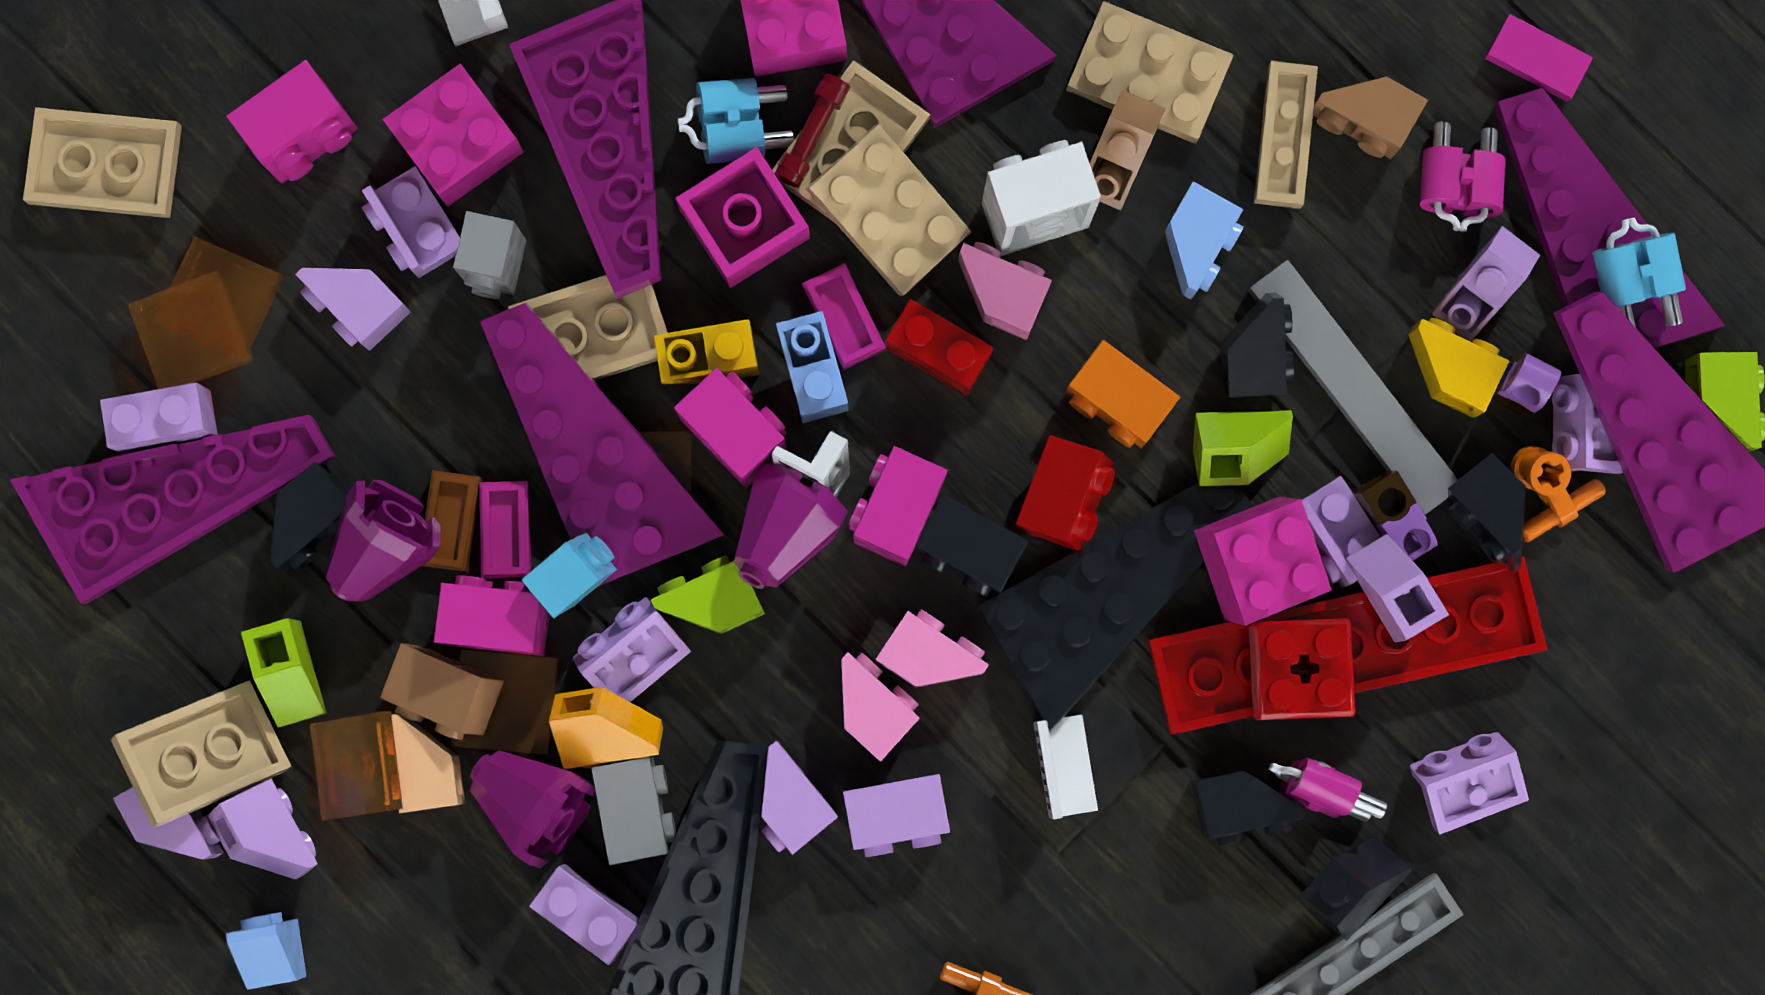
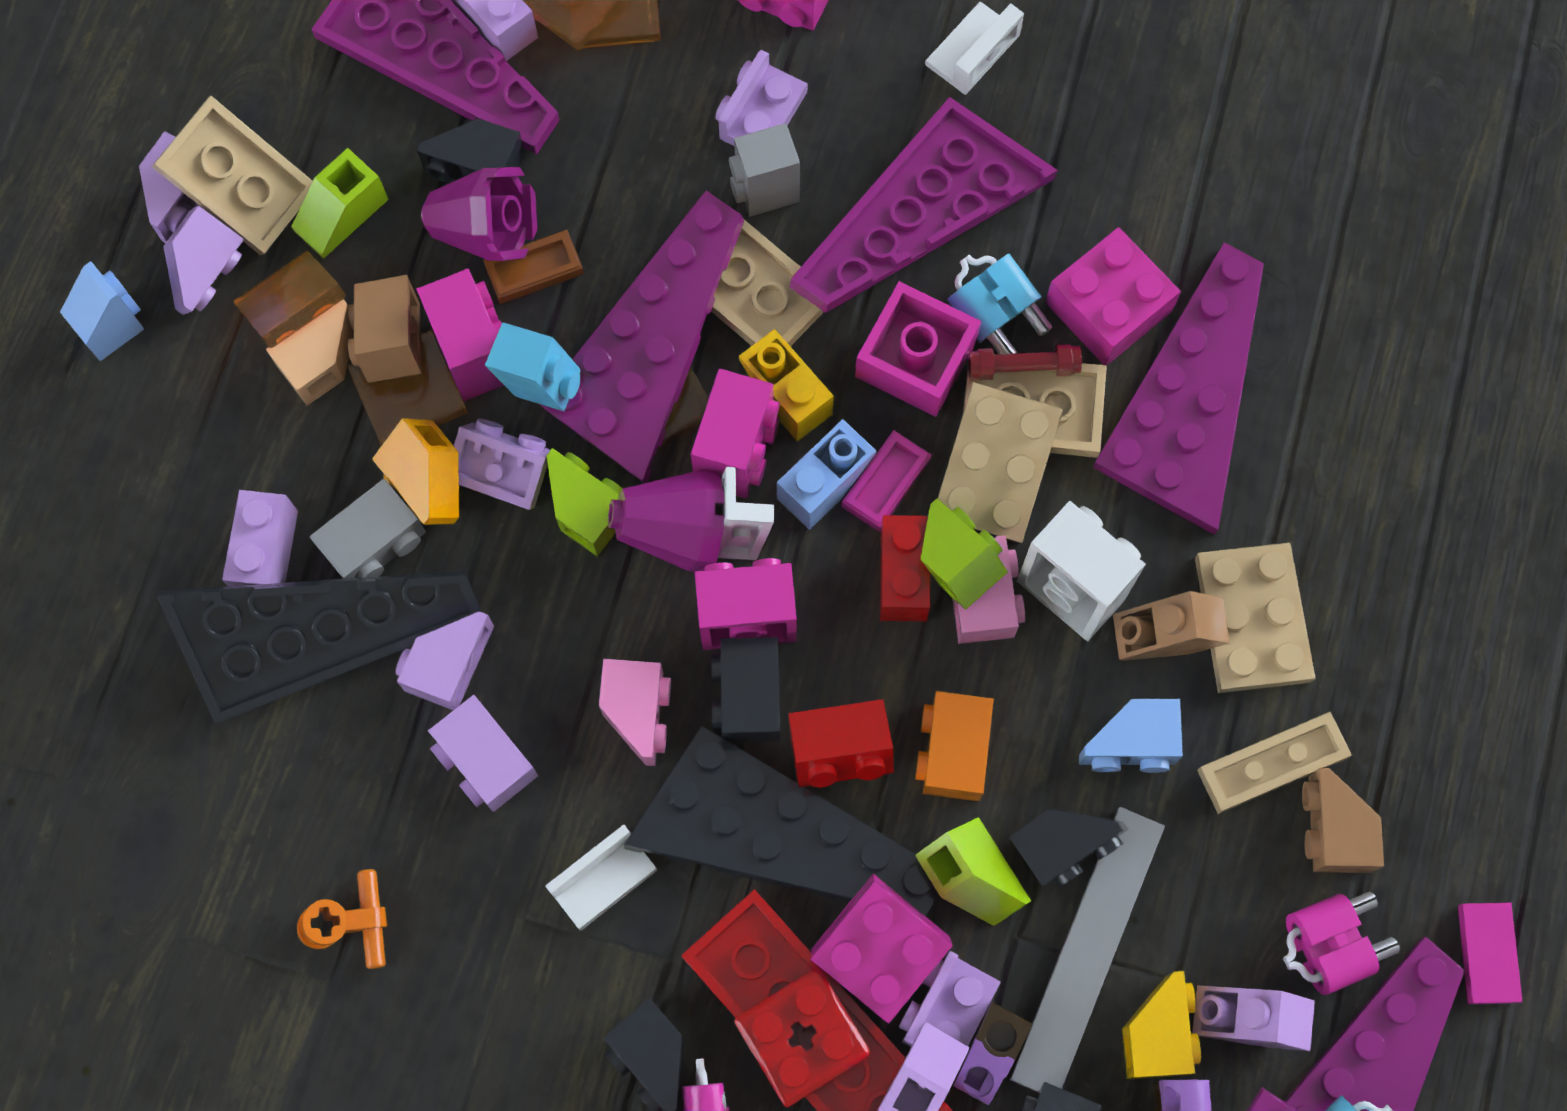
camera: 65 degrees right, 10 degrees down
(357, 299) = (671, 98): lavender slope -> none
(453, 135) = (848, 96): dark pink brick -> none
(505, 529) = (555, 307): dark pink tile -> none
(530, 803) = (328, 451): magenta cone -> none
(871, 710) = (560, 683): bright pink slope -> none
(962, 297) = (958, 556): none -> lime slope

